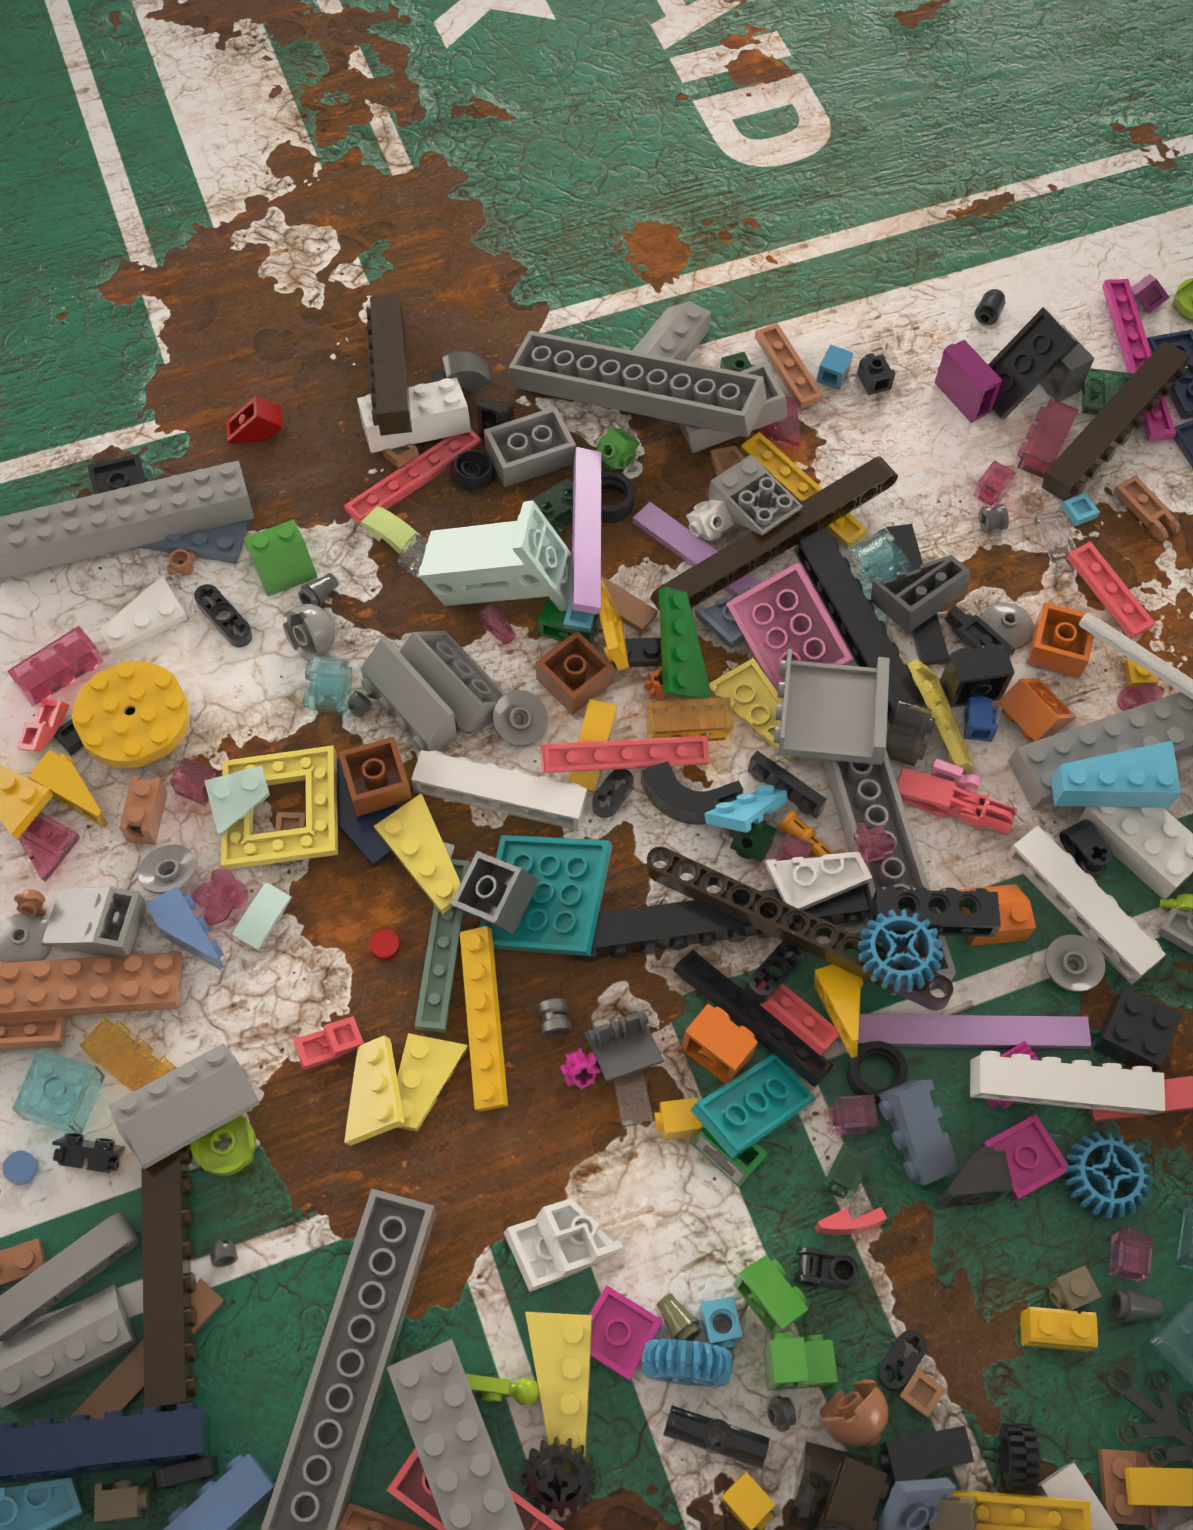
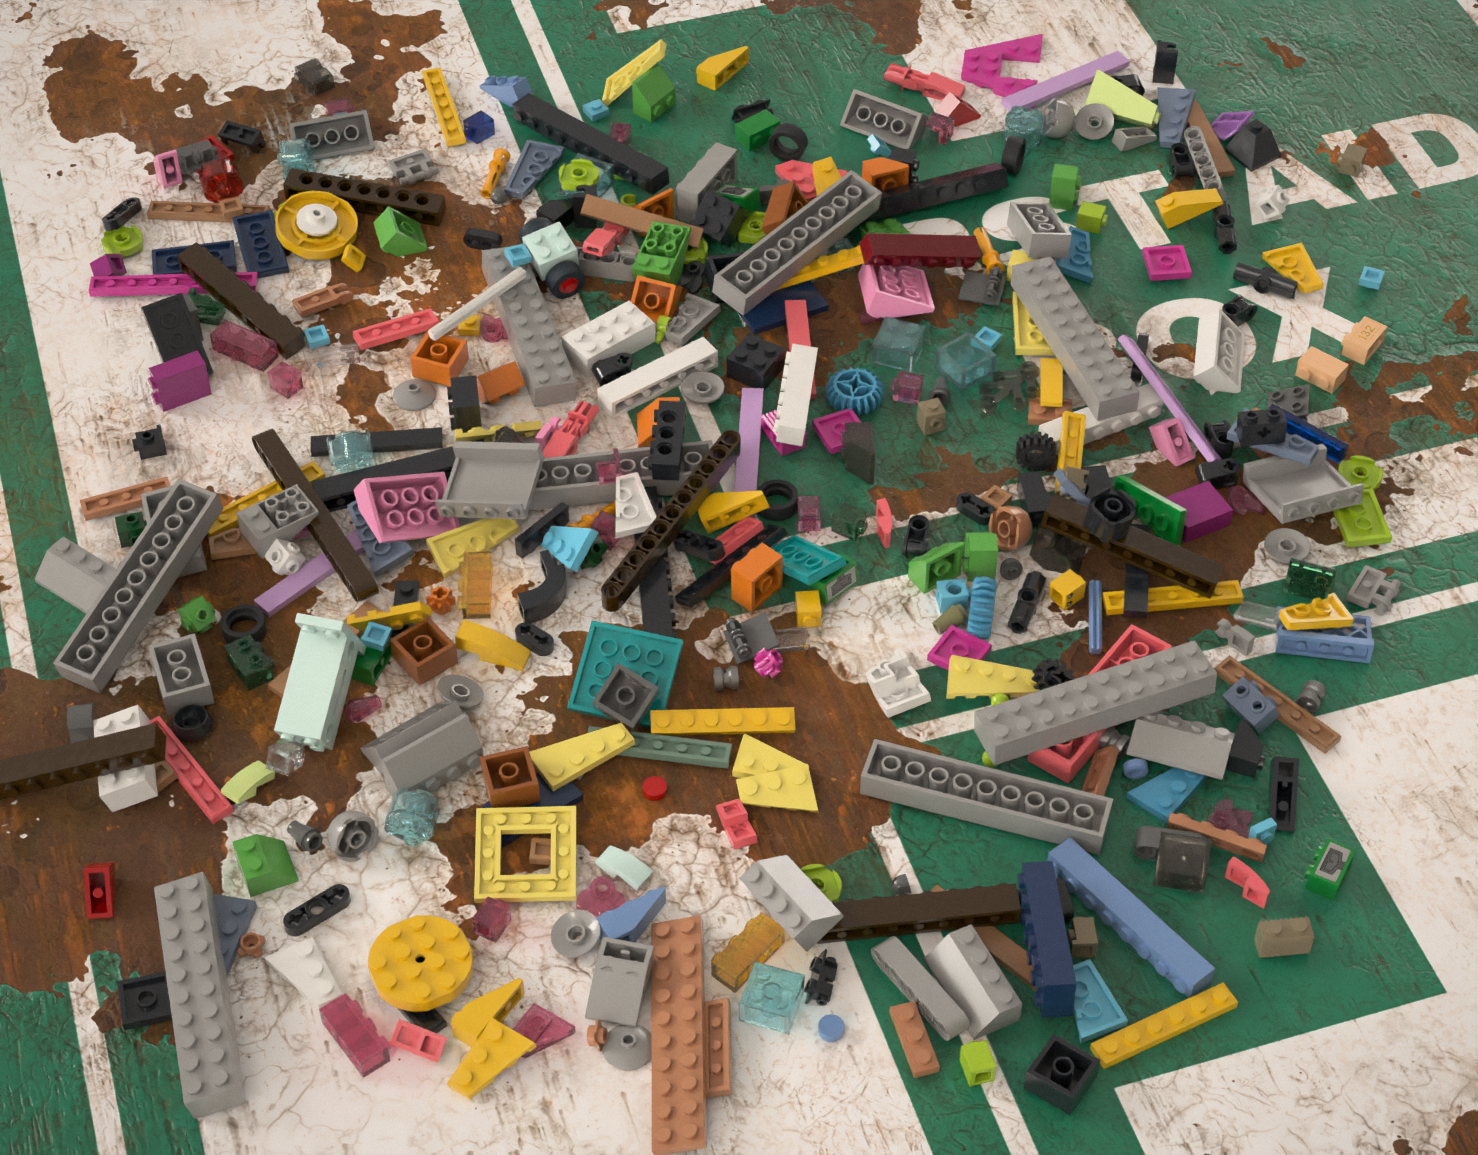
camera: 85 degrees left, 15 degrees down
(143, 809) = (516, 954): nougat brick -> none
(235, 796) = (516, 879): light aqua wing -> none
(492, 413) = (145, 694): black slope -> none
(499, 789) = (527, 700): white brick -> none
(586, 532) = (282, 625): lavender tile -> none
(623, 754) = (506, 622): coral tile -> none
(681, 654) = (413, 576): green wing -> none
(834, 367) = (137, 467): dark azure brick -> none
(915, 930) = (704, 455): dark azure gear -> none
(918, 1131) = (822, 473): sand blue wedge -> none
(921, 593) = (388, 429): dark grey wedge -> none
(974, 630) = (423, 408): black hinge -> none
(979, 719) = (498, 413): blue brick -> none
(990, 307) = (96, 364): black brick -> none
(994, 518) = (316, 386): dark grey wheel -> none
(1059, 1329) = (955, 426): yellow brick -> none
(1120, 779) = (574, 327): medium azure wedge -> none

